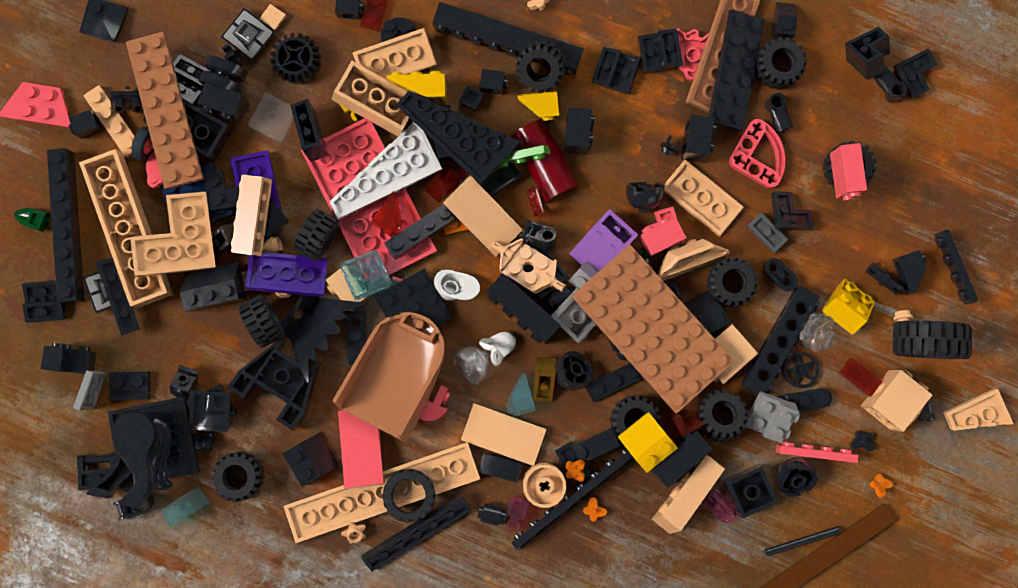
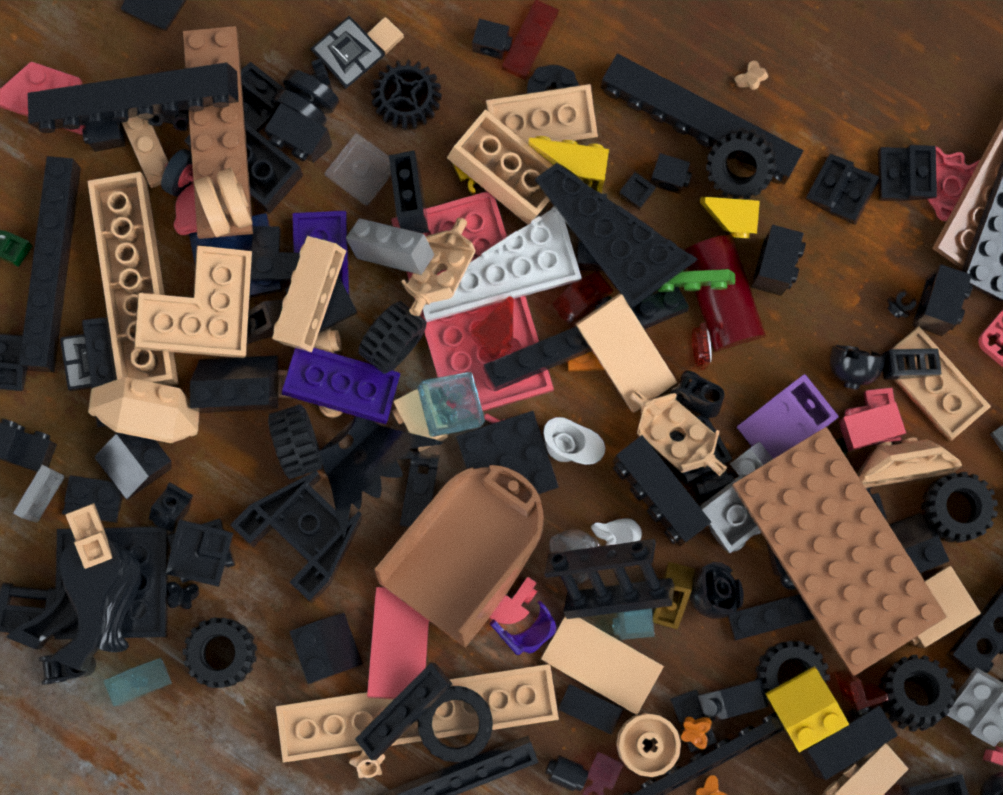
camera: 10 degrees right, 5 degrees down
(98, 97) = (133, 97): none -> black brick
(128, 415) = (89, 536): none -> light nougat slope
(151, 318) = (144, 409): none -> light nougat wedge
(151, 353) = (133, 462): none -> black slope
(176, 162) = (226, 201): none -> light nougat wheel
(302, 170) = (390, 246): none -> light grey brick
(342, 167) = (451, 253): none -> light nougat plate
(371, 494) = (403, 711): none -> black plate
(452, 427) = (533, 637): none -> dark purple helmet
(501, 390) = (615, 598): none -> black fence
(672, 191) = (895, 369): none -> black slope

